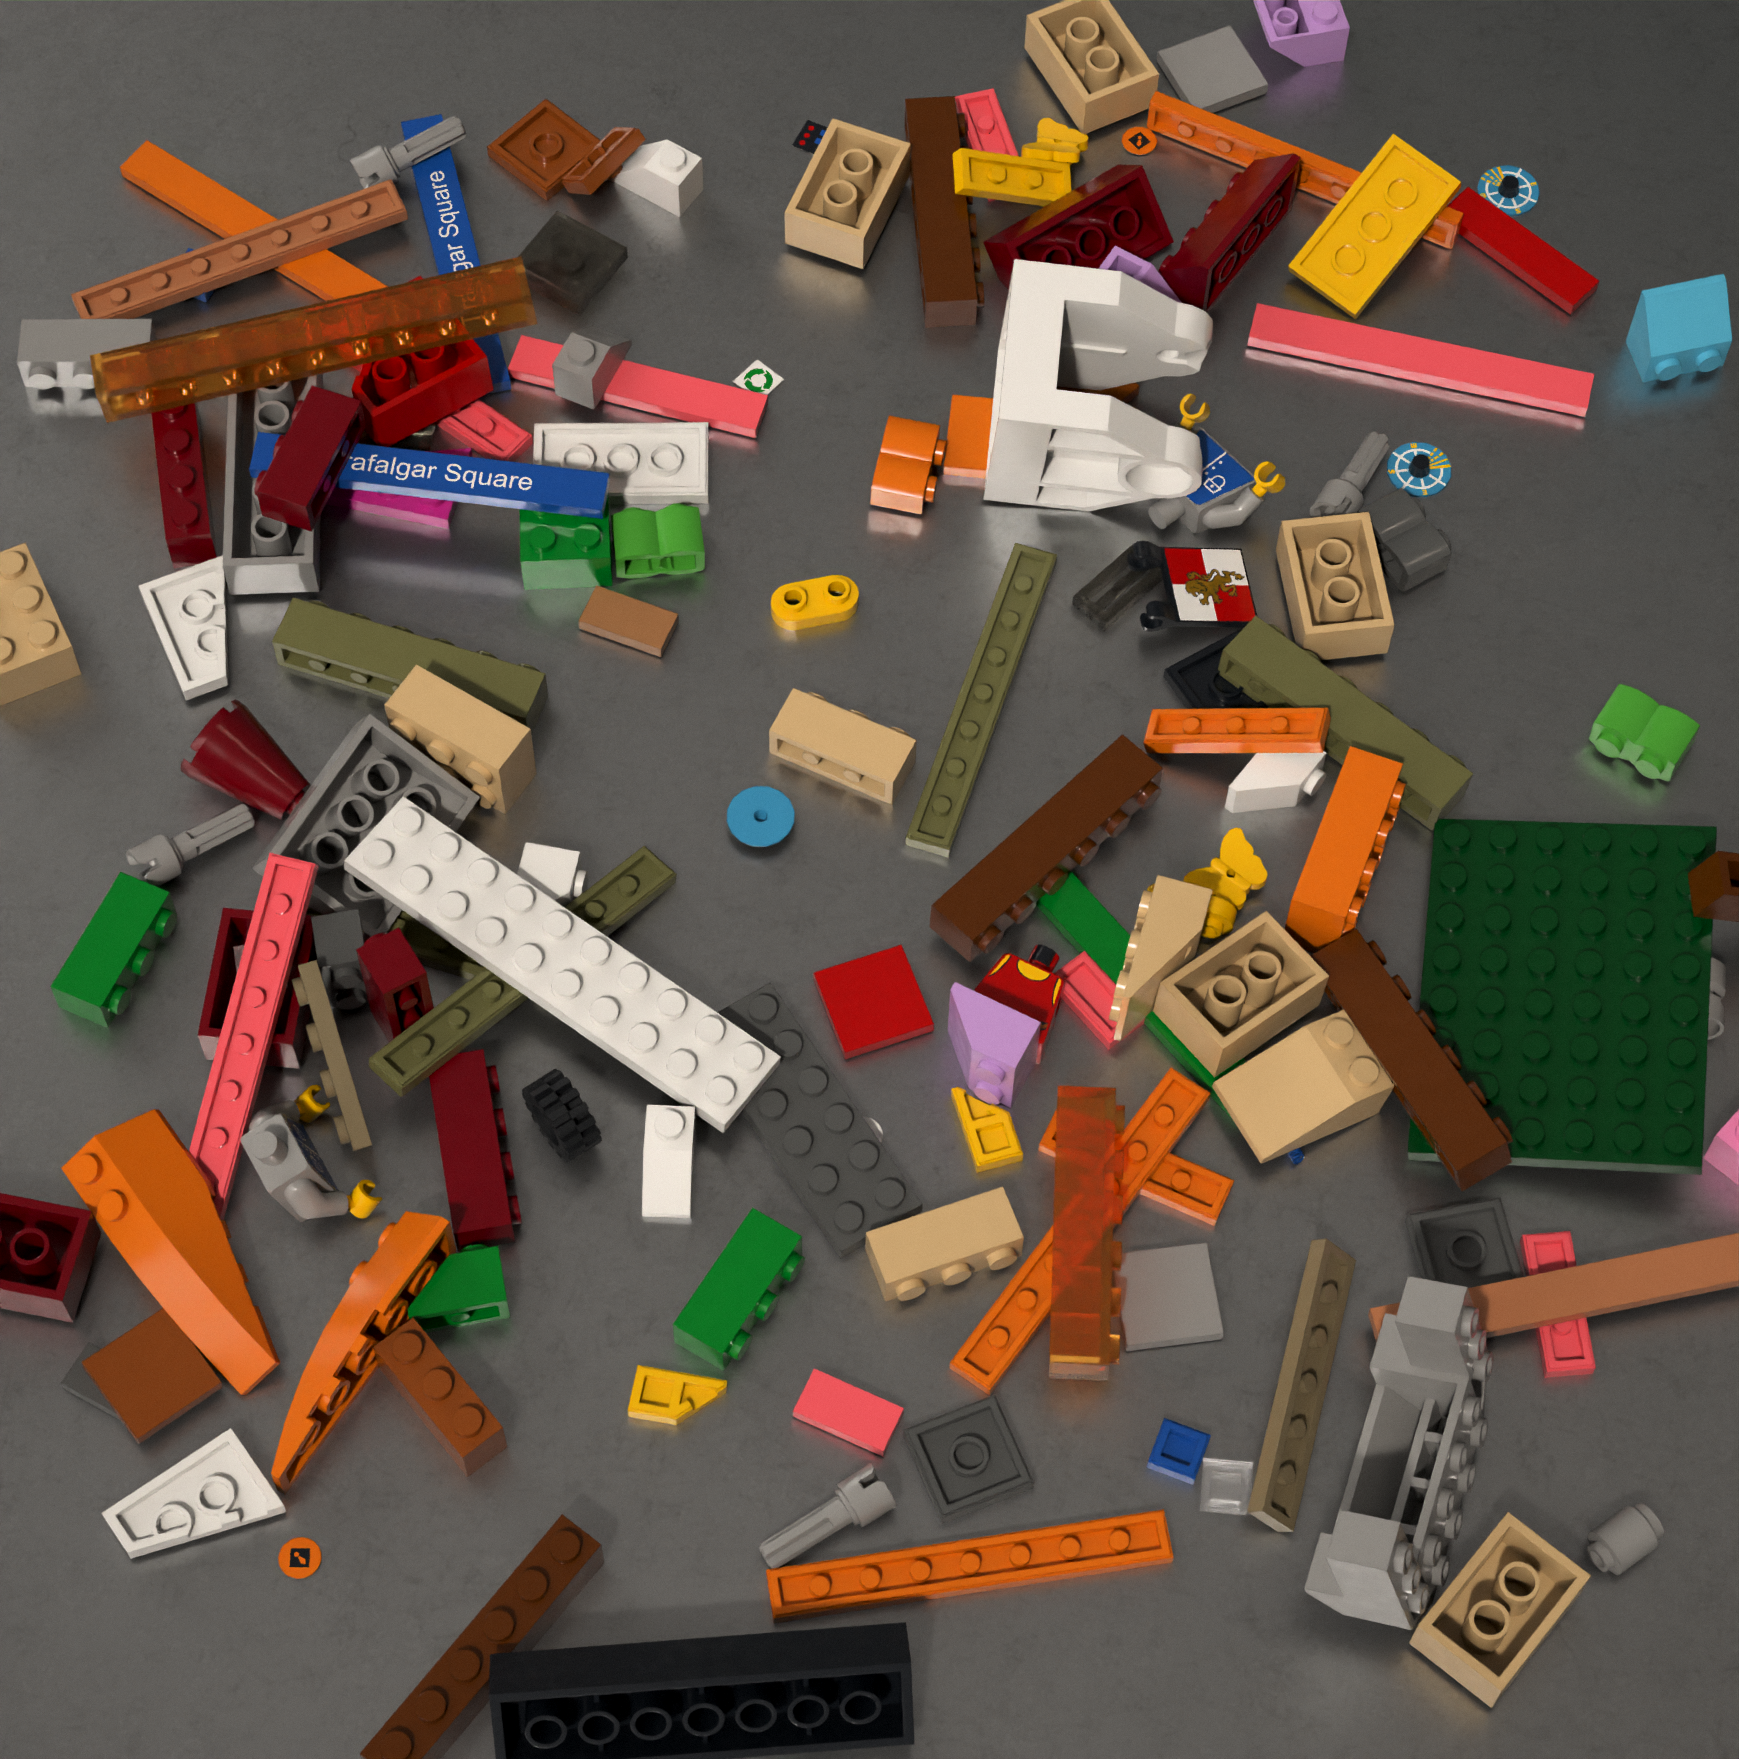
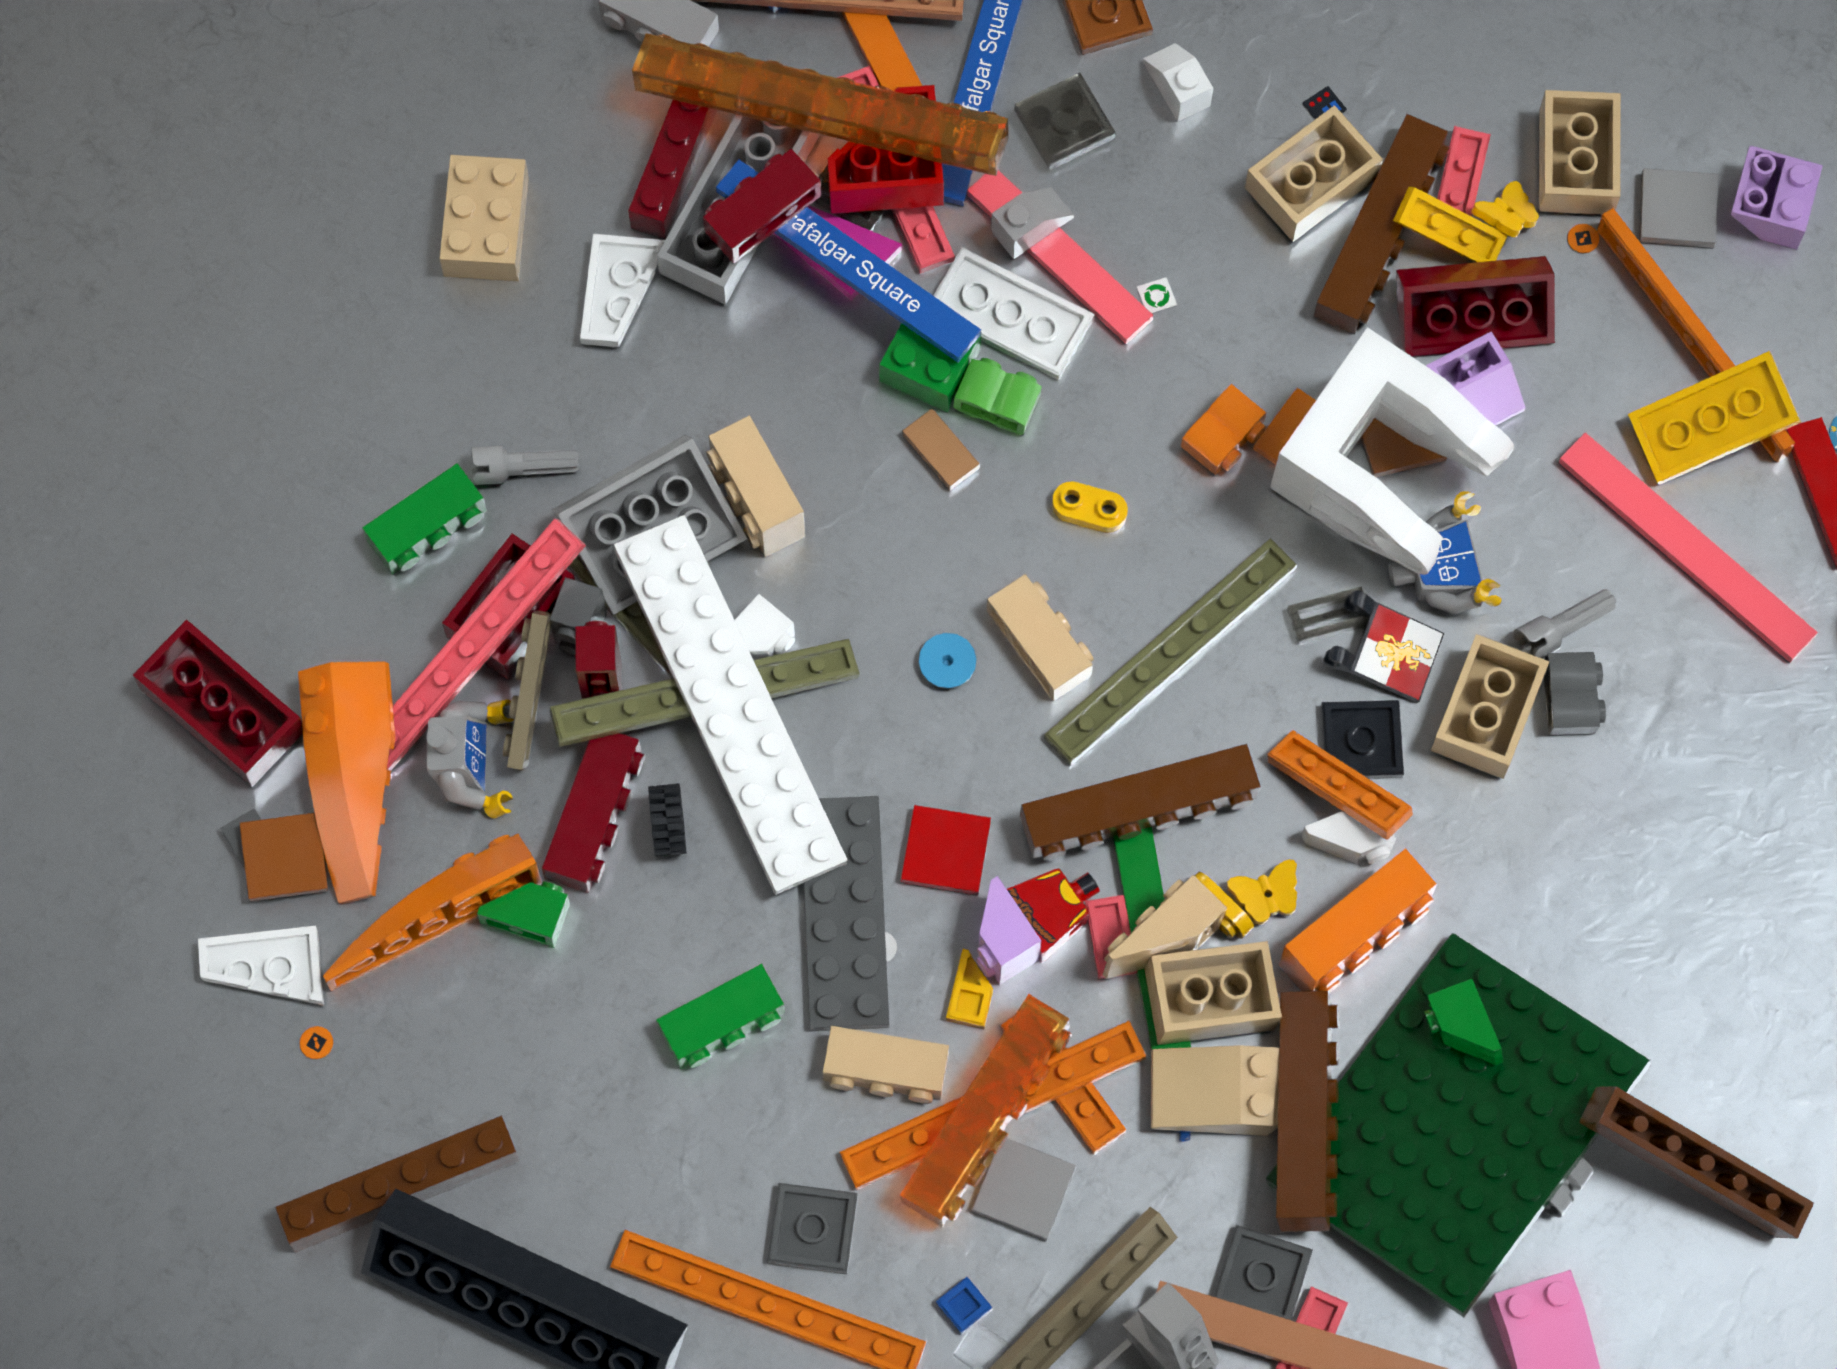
camera: 30 degrees right, 10 degrees up
(245, 763) = (593, 423): dark red cone -> none
(380, 657) = (747, 390): olive brick -> none
(440, 1397) = (469, 982): dark orange brick -> none
(603, 160) = (1141, 45): dark orange plate -> none
(668, 1161) = (726, 894): white slope -> none
(671, 1395) = (632, 1067): yellow tile -> none
(848, 1412) = (748, 1148): coral tile -> none
(857, 1500) = (715, 1216): light grey piece -> none
(1232, 231) = (1596, 363): dark red slope -> none
(1289, 677) = (1434, 829): olive brick -> none
(1419, 469) = (1628, 638): dark azure piece -> none
(1514, 886) = (1463, 1022): none -> green slope
(1643, 732) = (1657, 950): bright green brick -> none

